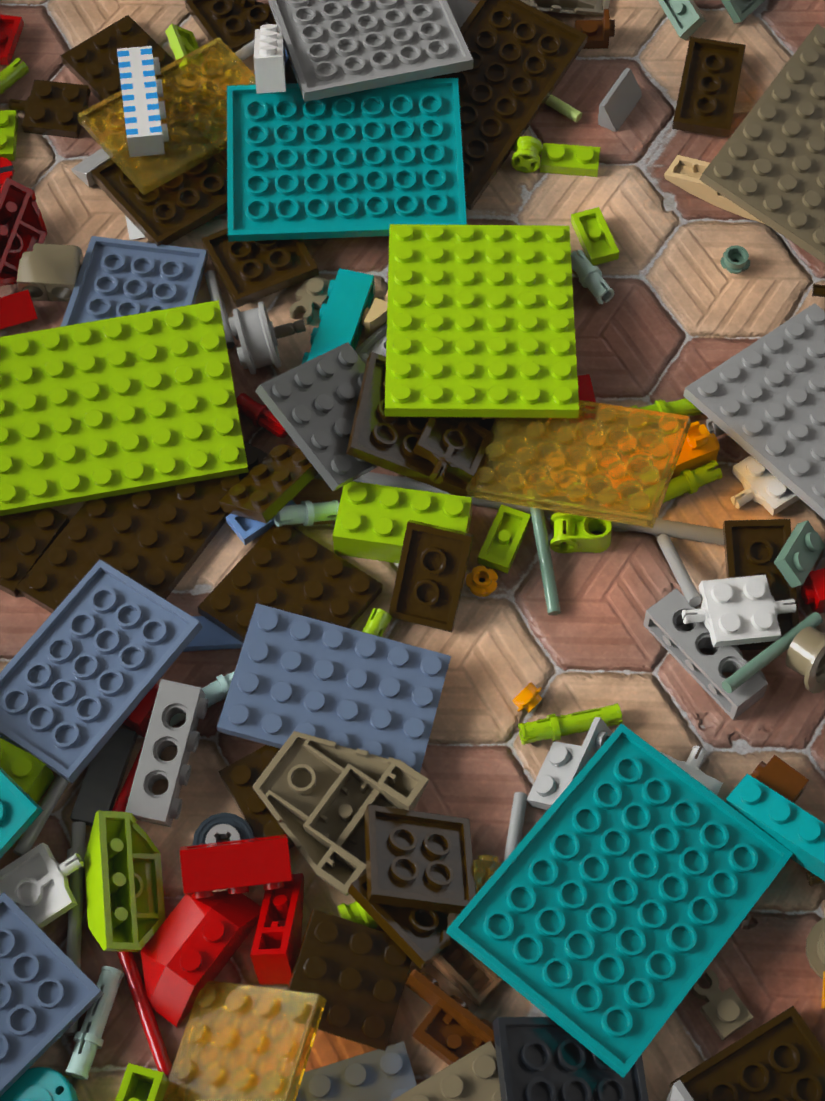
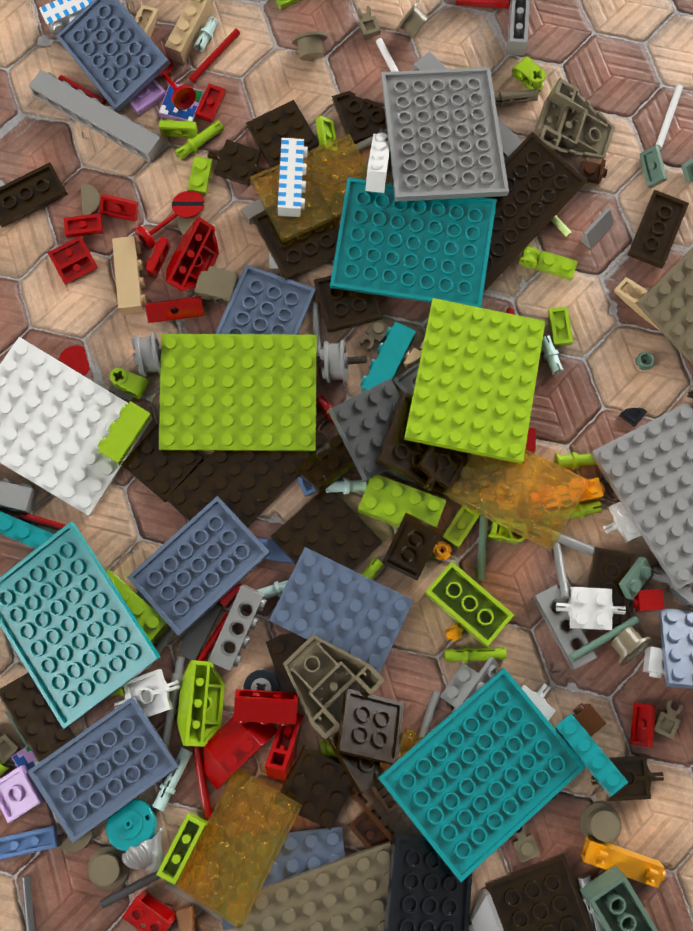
camera: 10 degrees right, 15 degrees up
(542, 646) = (469, 604): none -> lime brick
(736, 337) = (633, 415): none -> black tile

